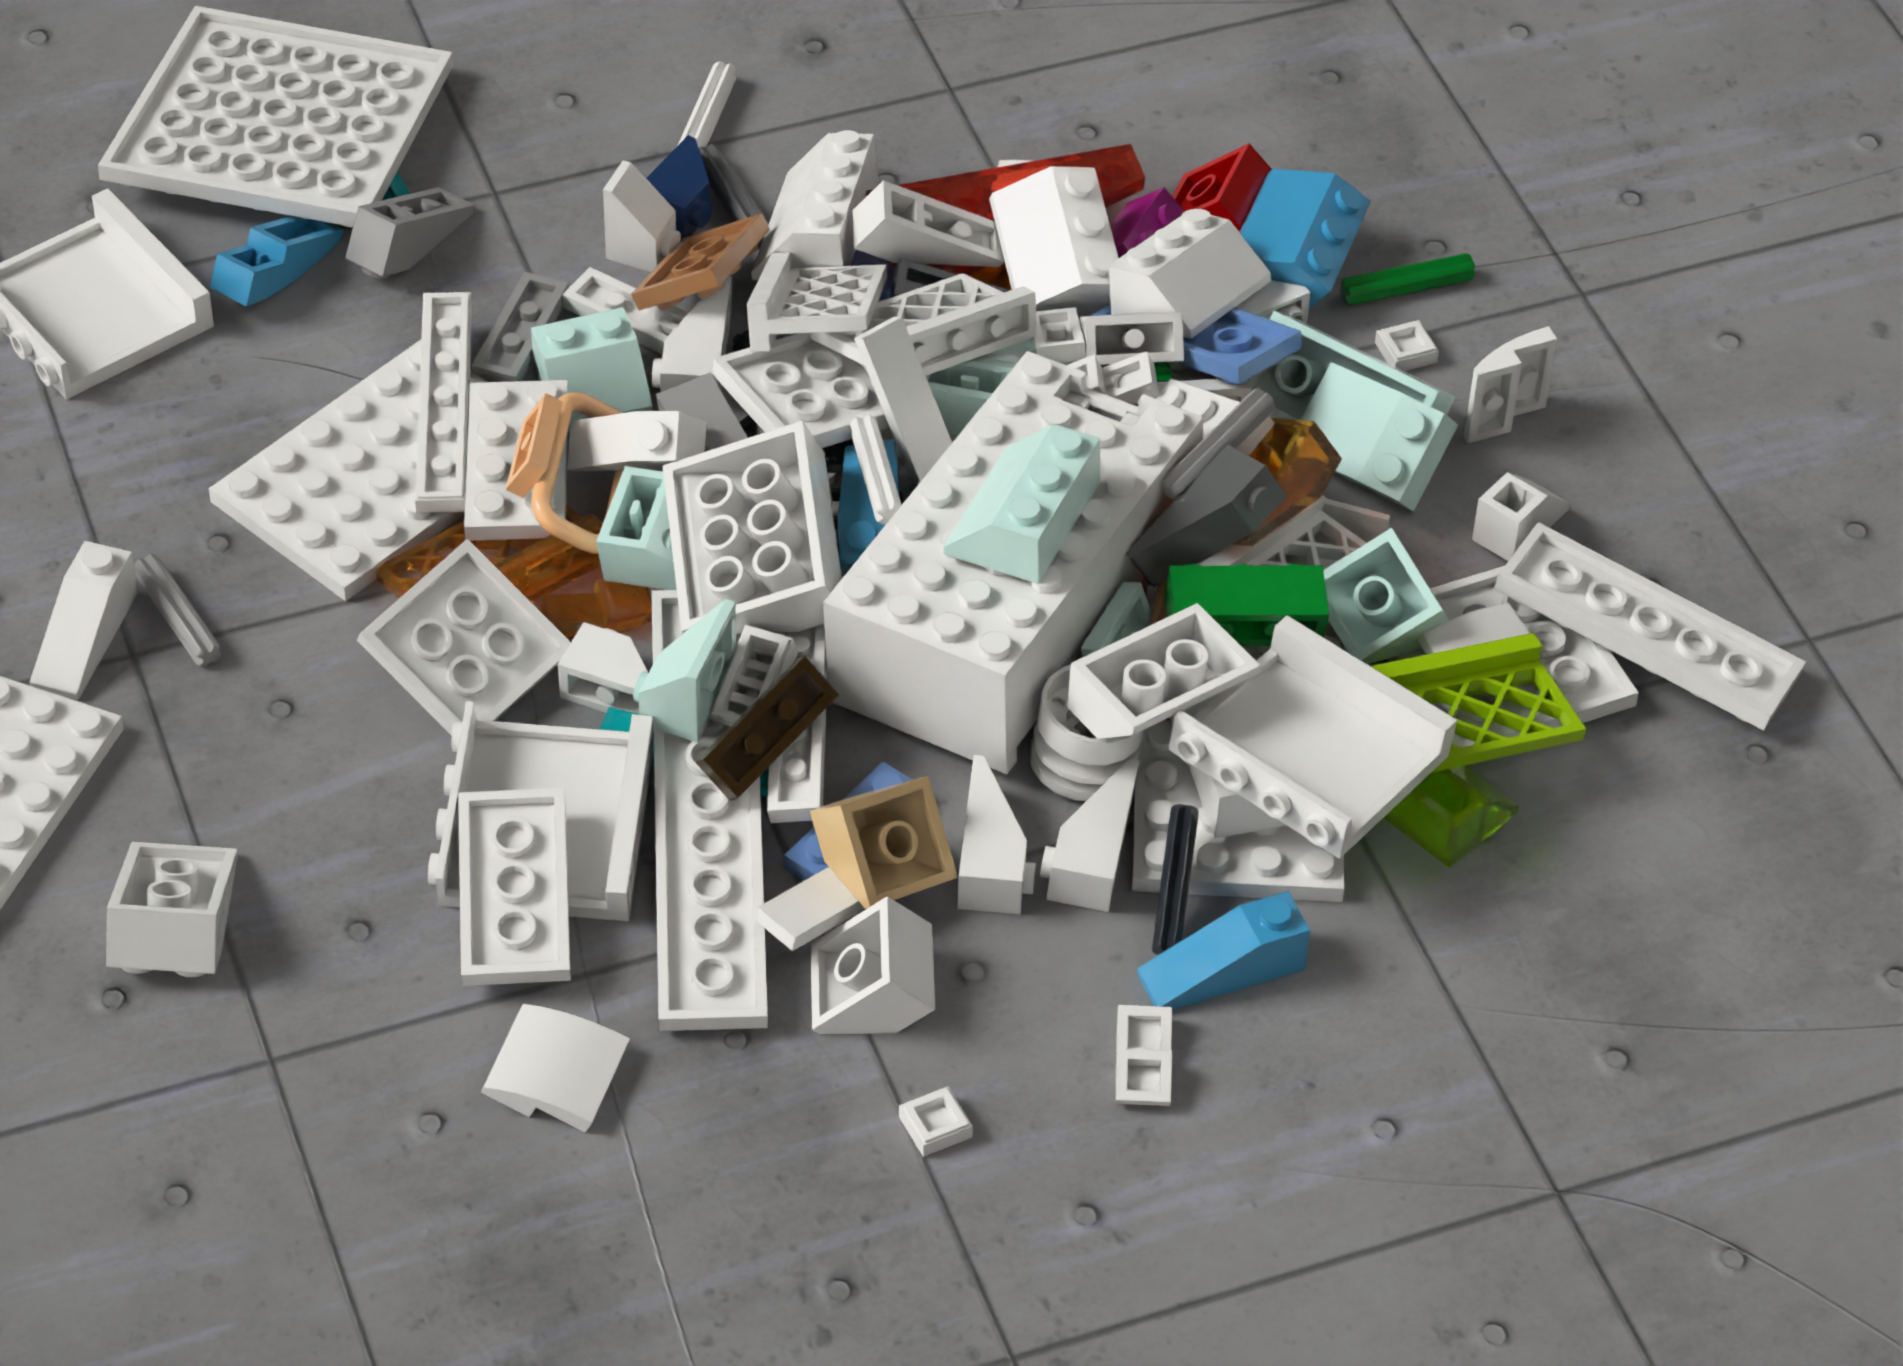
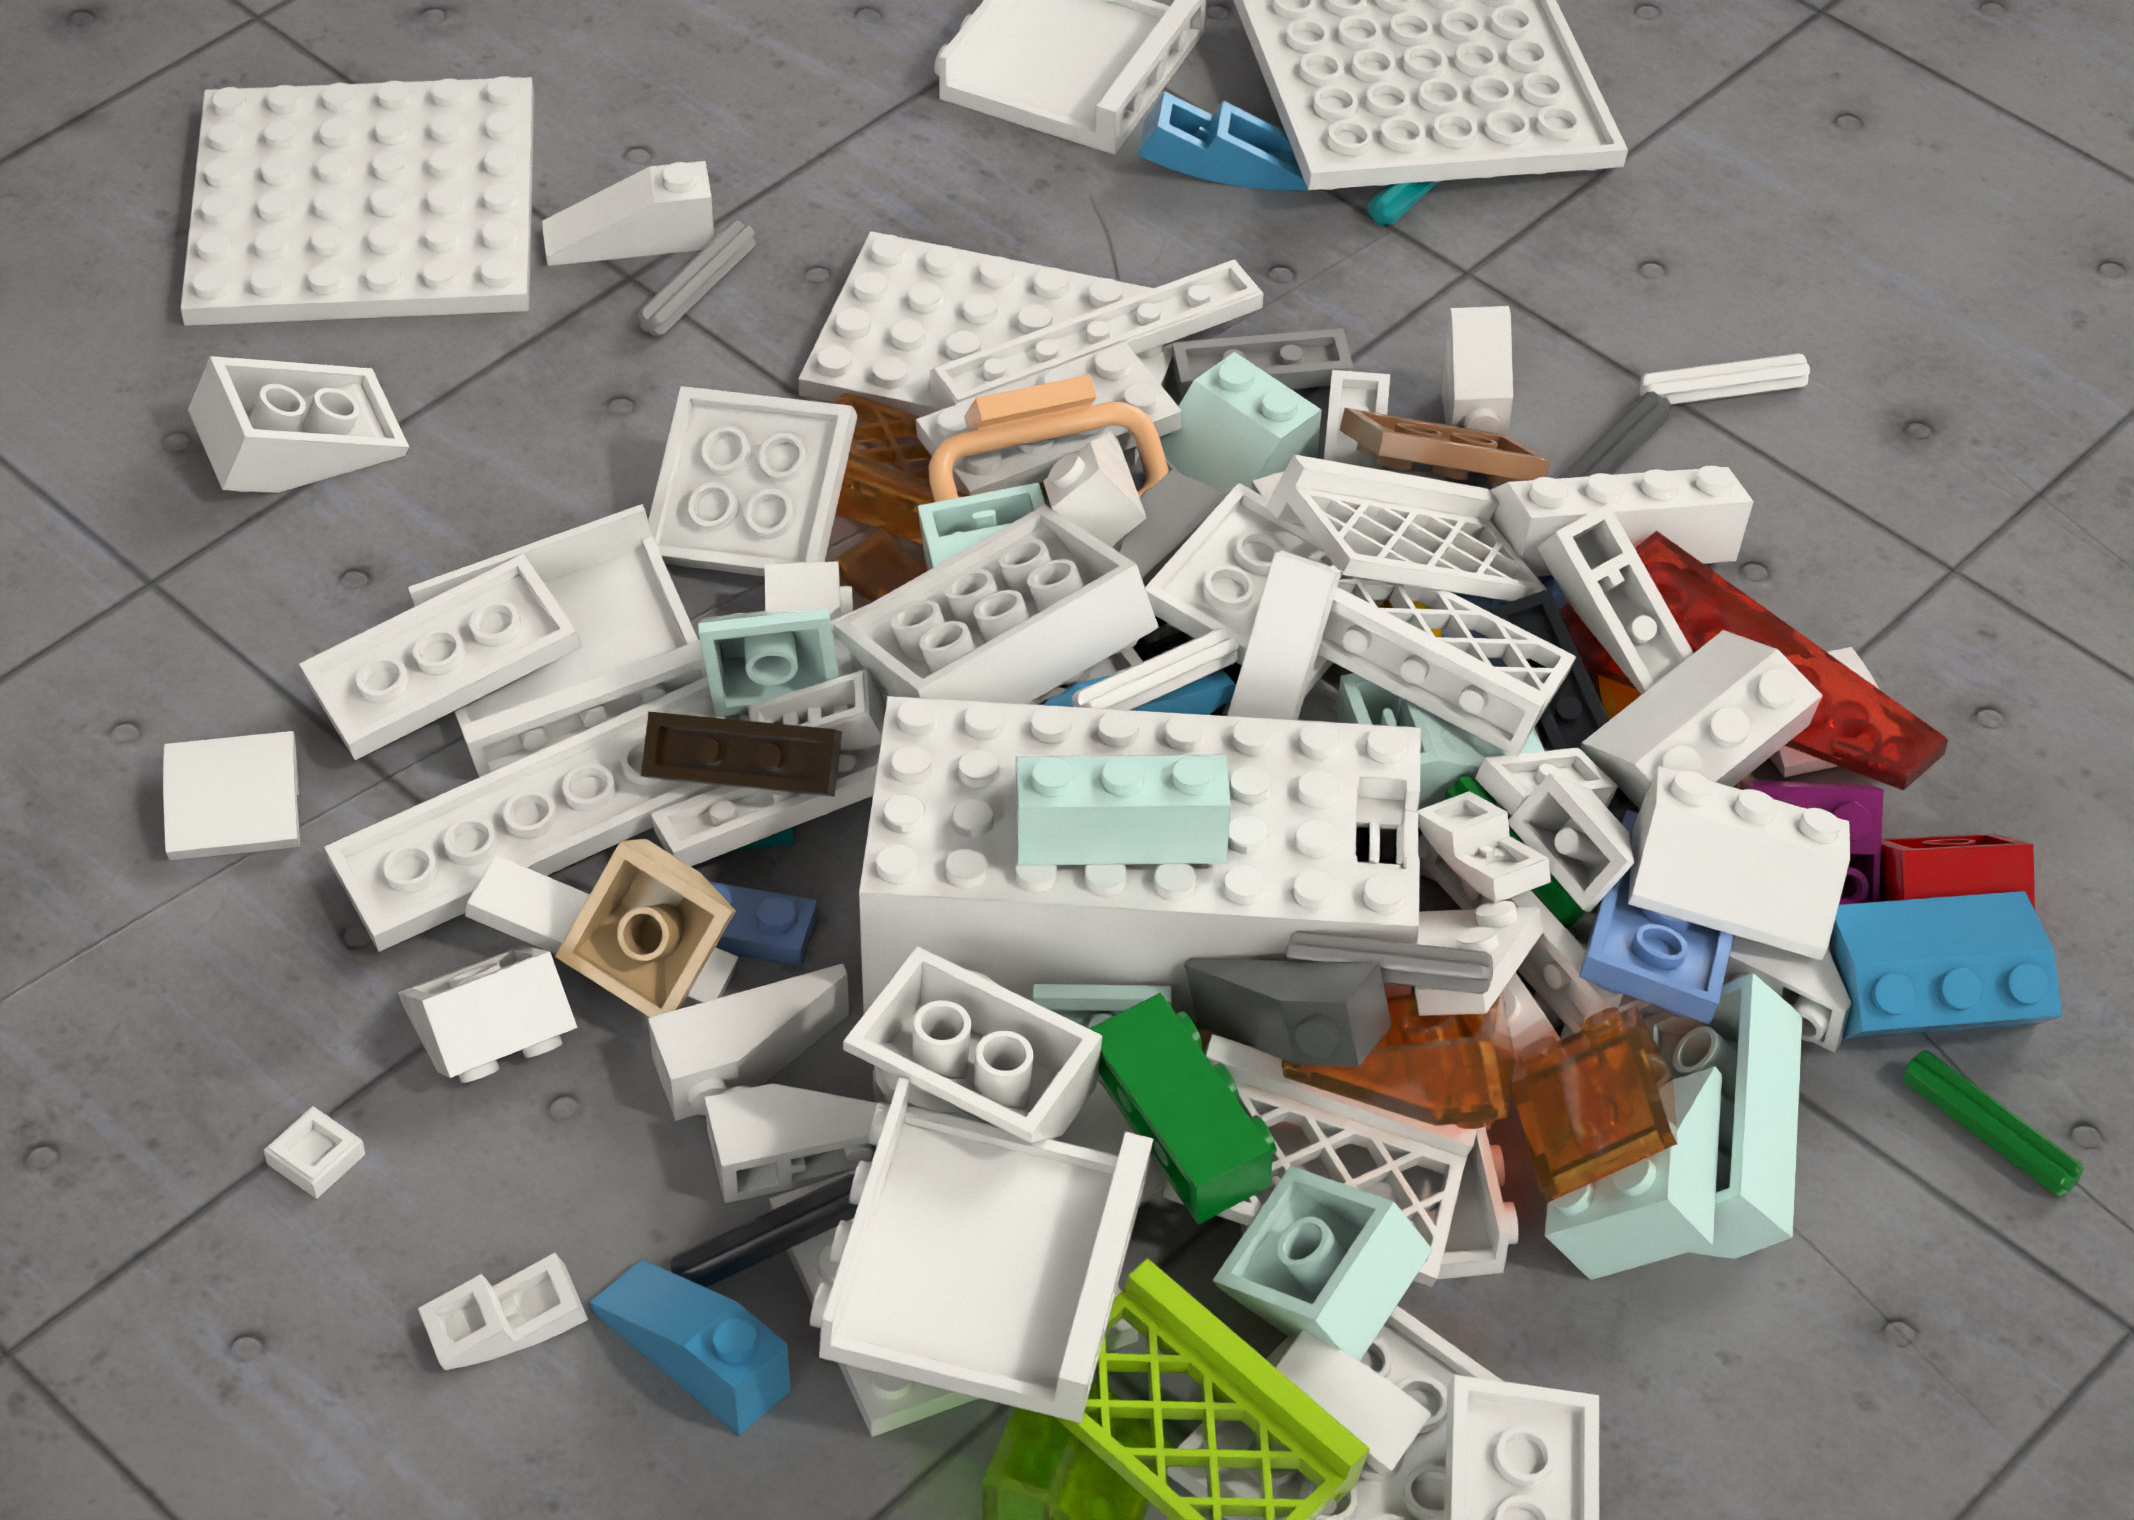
camera: 65 degrees right, 0 degrees up
(404, 229) = (1338, 220): light grey slope -> none
(685, 186) = (1571, 399): dark blue slope -> none
(1359, 414) = (1594, 1101): none -> clear orange slope
(1407, 346) = (1871, 1166): white tile -> none
(1509, 384) = (1842, 1275): white slope -> none
(1511, 512) = (1643, 1380): white slope -> none

